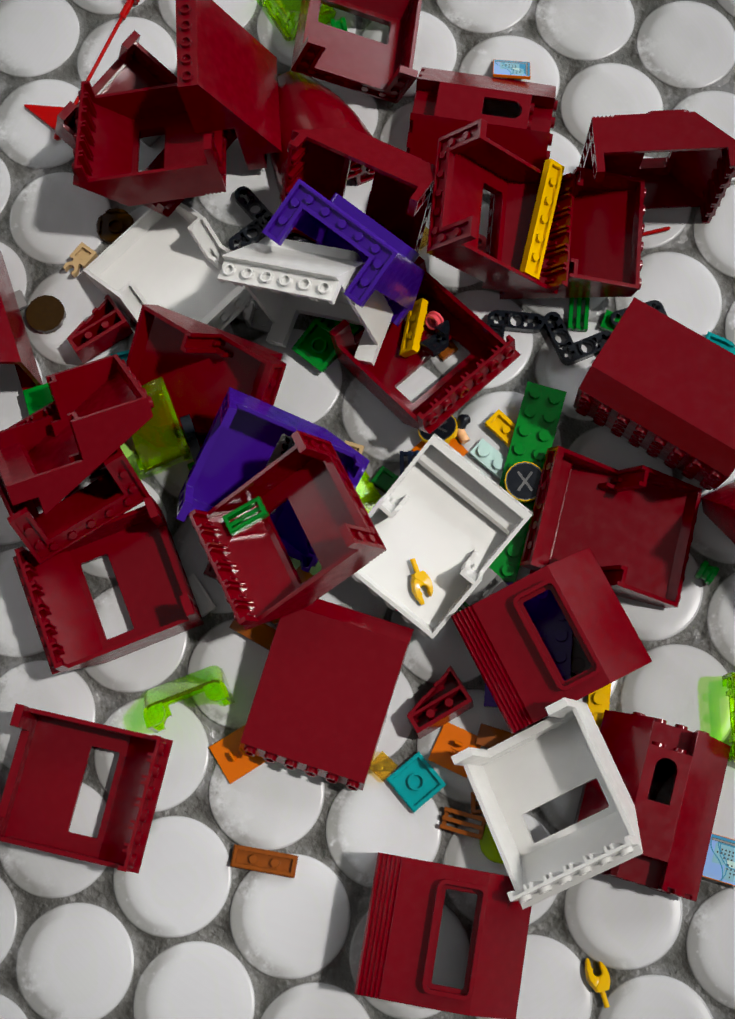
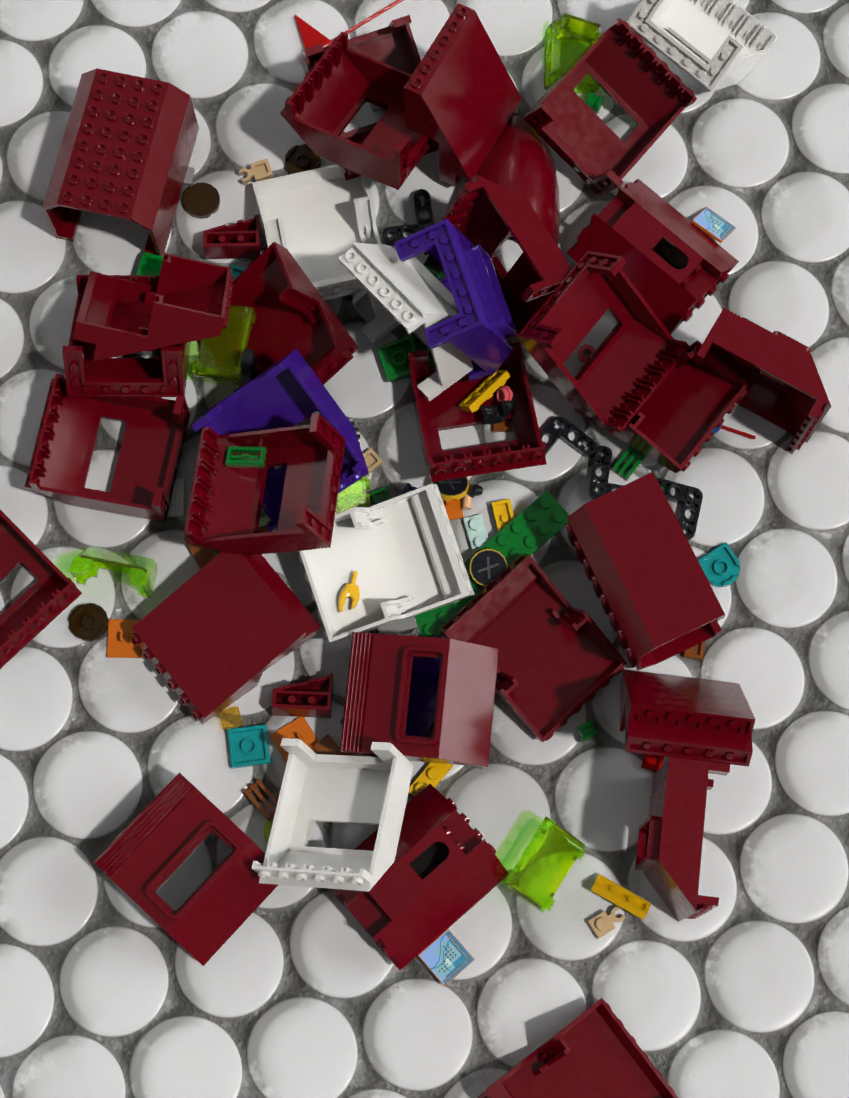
camera: 25 degrees right, 0 degrees up
(192, 761) = (89, 622): none -> dark brown tile
(264, 861) = (94, 731): dark orange tile -> none
(542, 218) = (637, 365): yellow plate -> none
(598, 983) = (286, 984): yellow hand -> none

